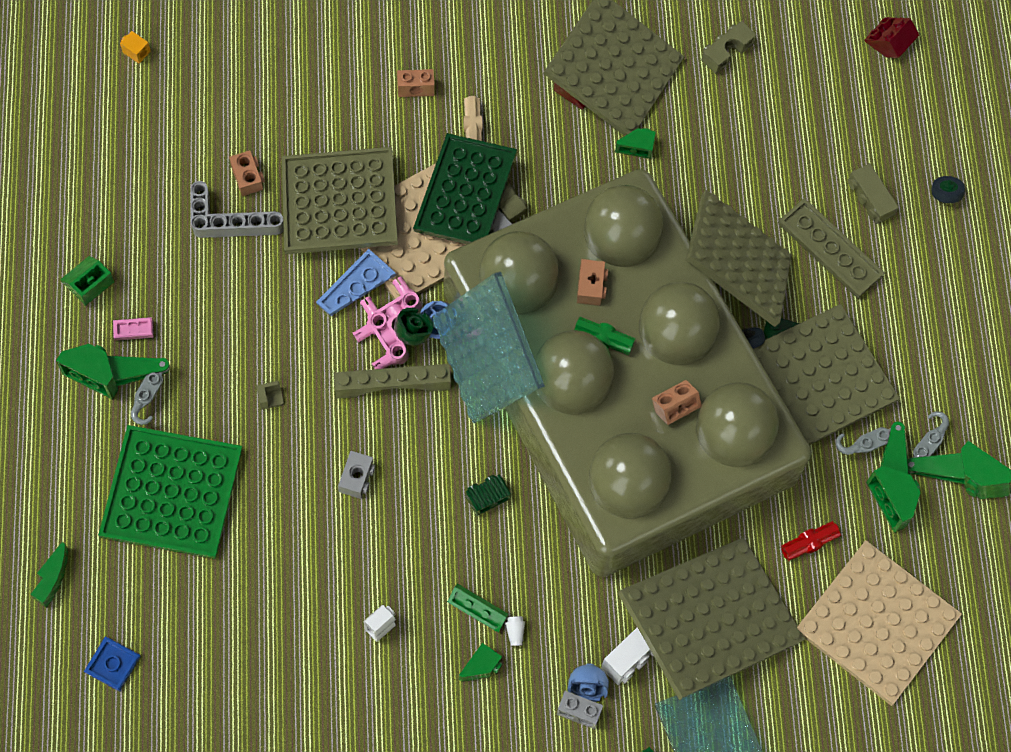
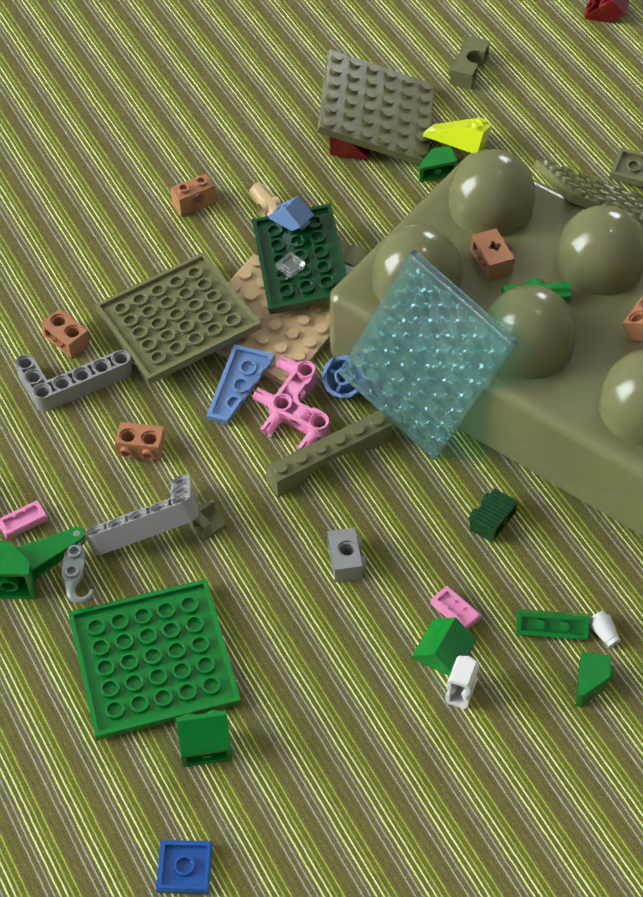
camera: 20 degrees left, 15 degrees down
(51, 576) = (62, 806): green slope -> none
(171, 576) = (204, 738): none -> green slope
(225, 379) = (148, 521): none -> light grey beam
(257, 298) = (140, 441): none -> nougat brick
(388, 585) = (443, 644): none -> green slope
(413, 327) = (323, 393): dark green cylinder -> none
(413, 559) = (452, 605): none -> bright pink plate
(451, 195) = (290, 265): none -> clear tile
(476, 148) = (292, 214): none -> medium blue slope
(671, 123) = (463, 134): none -> neon yellow slope

